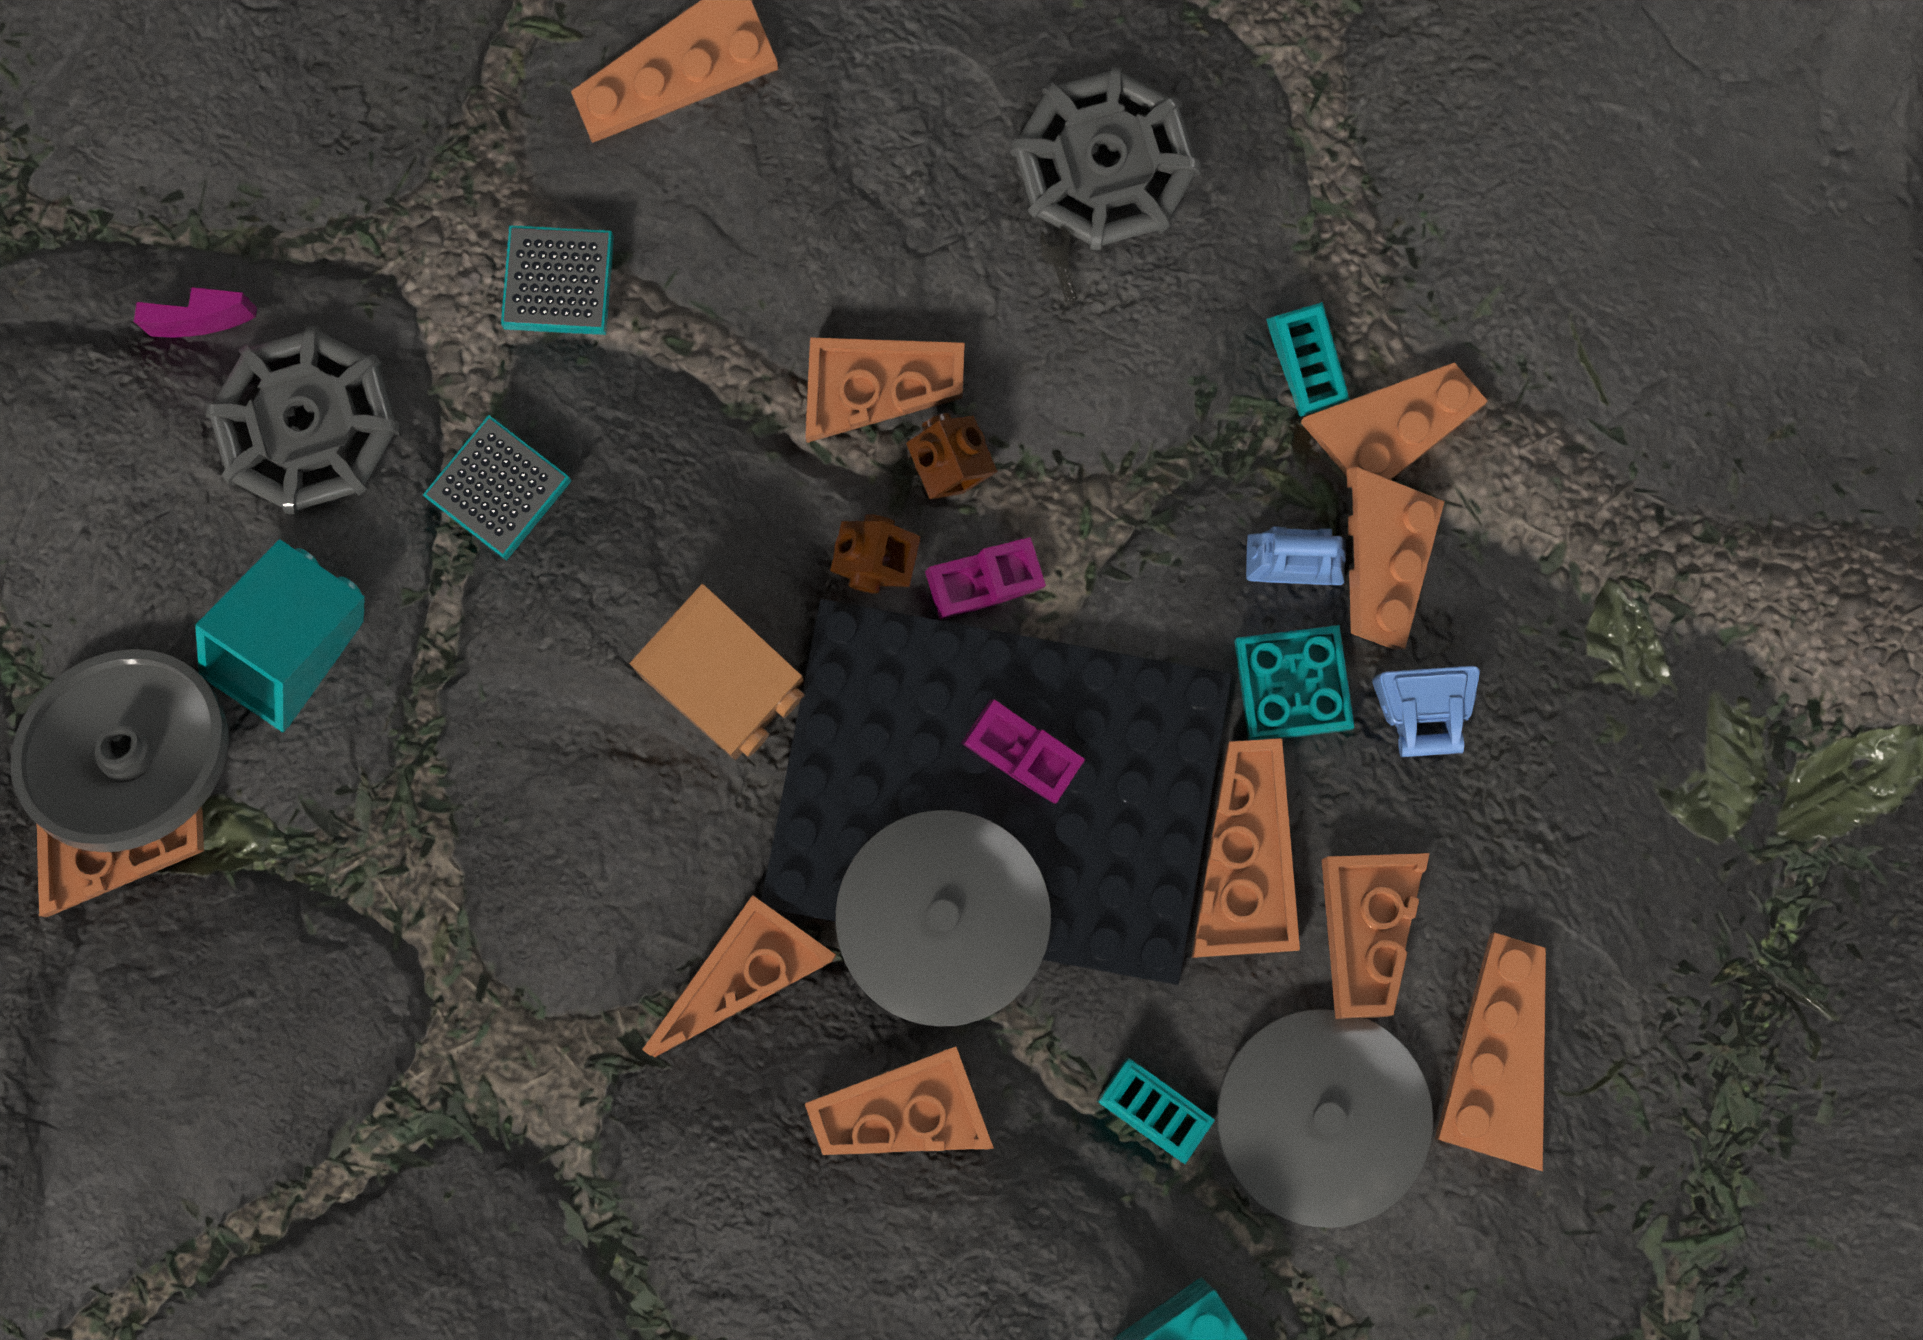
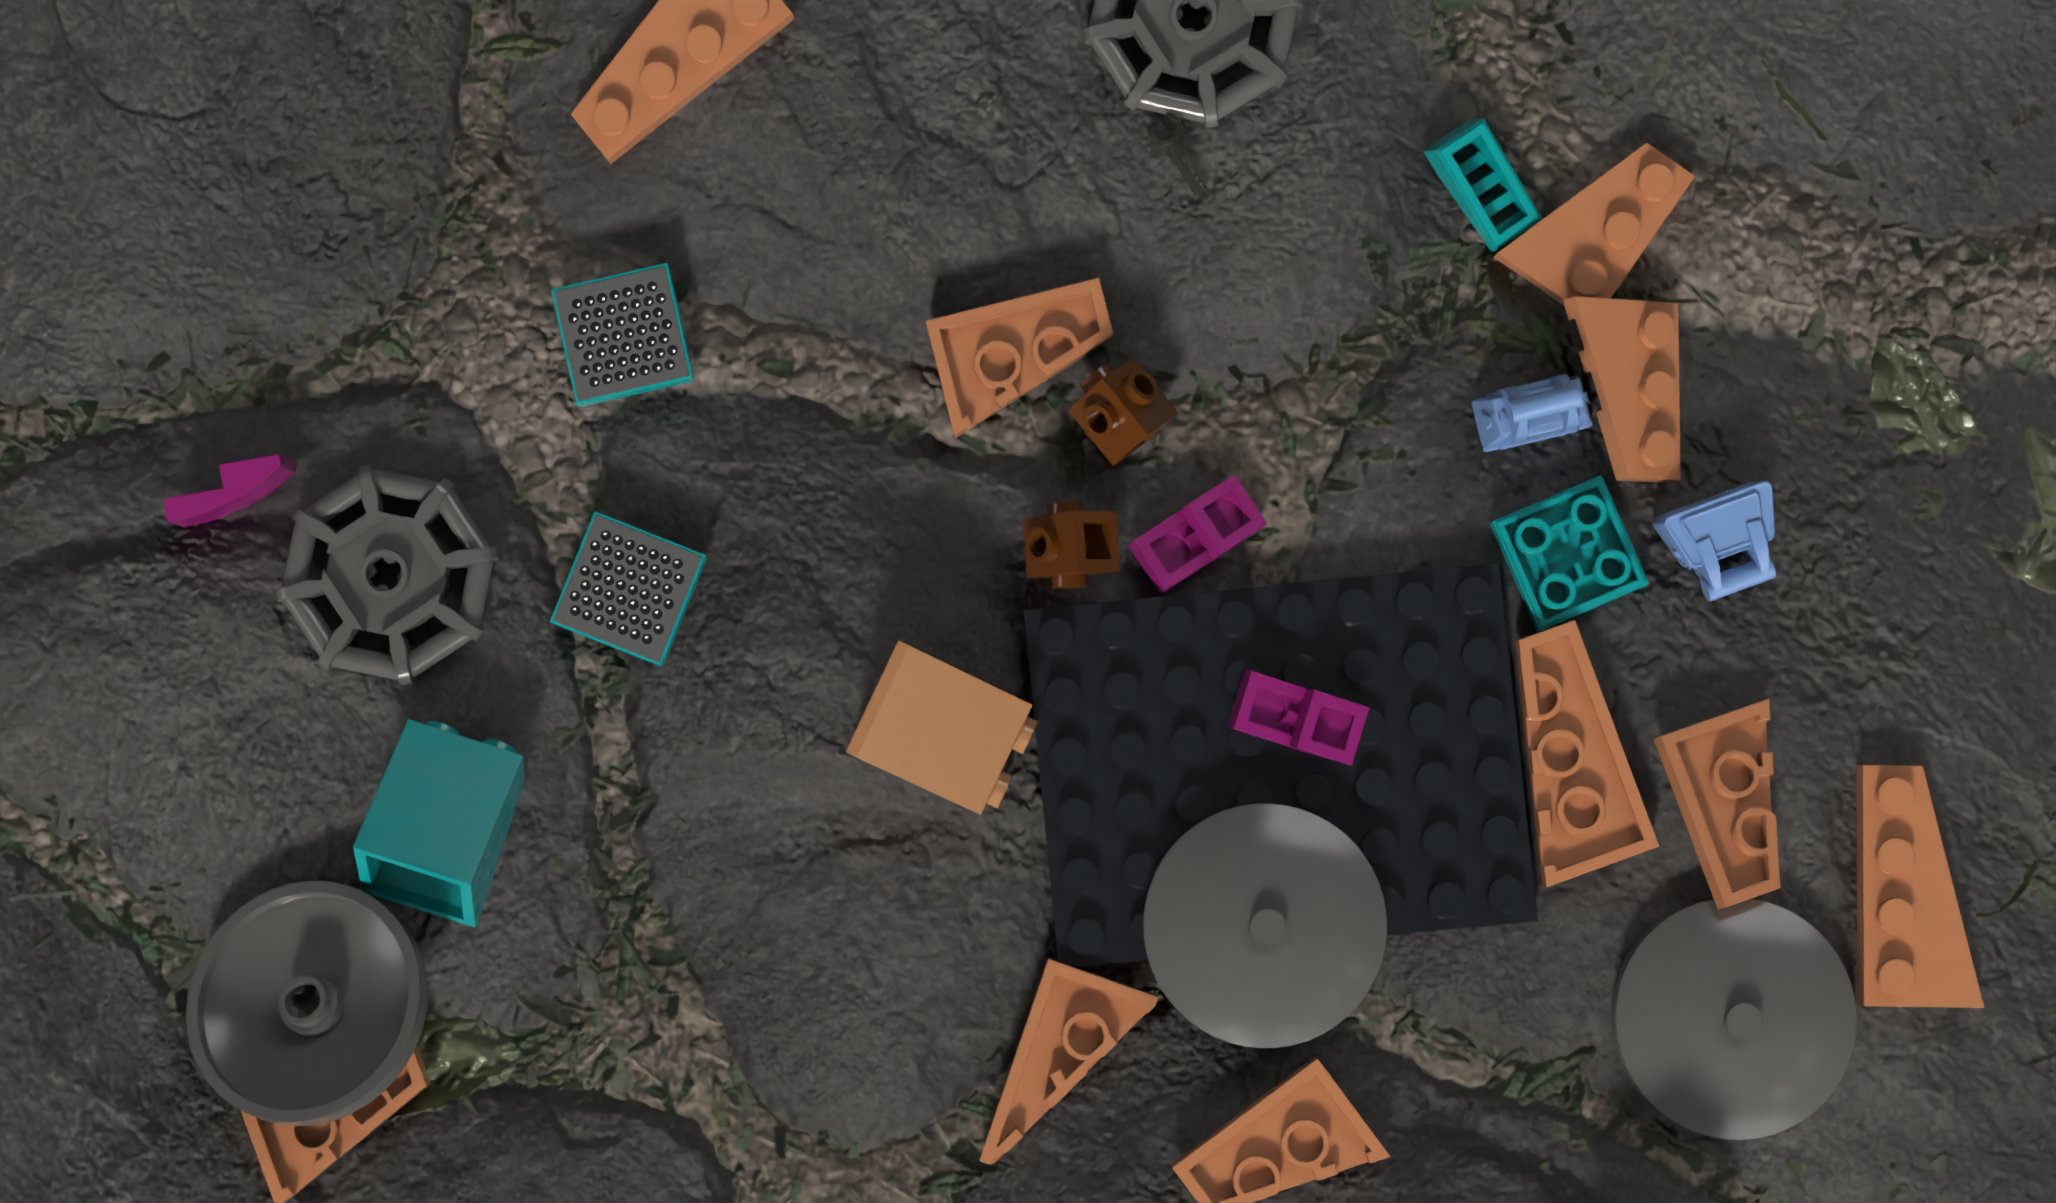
camera: 15 degrees left, 5 degrees up
(1119, 1084) = (1504, 1049): teal slope -> none

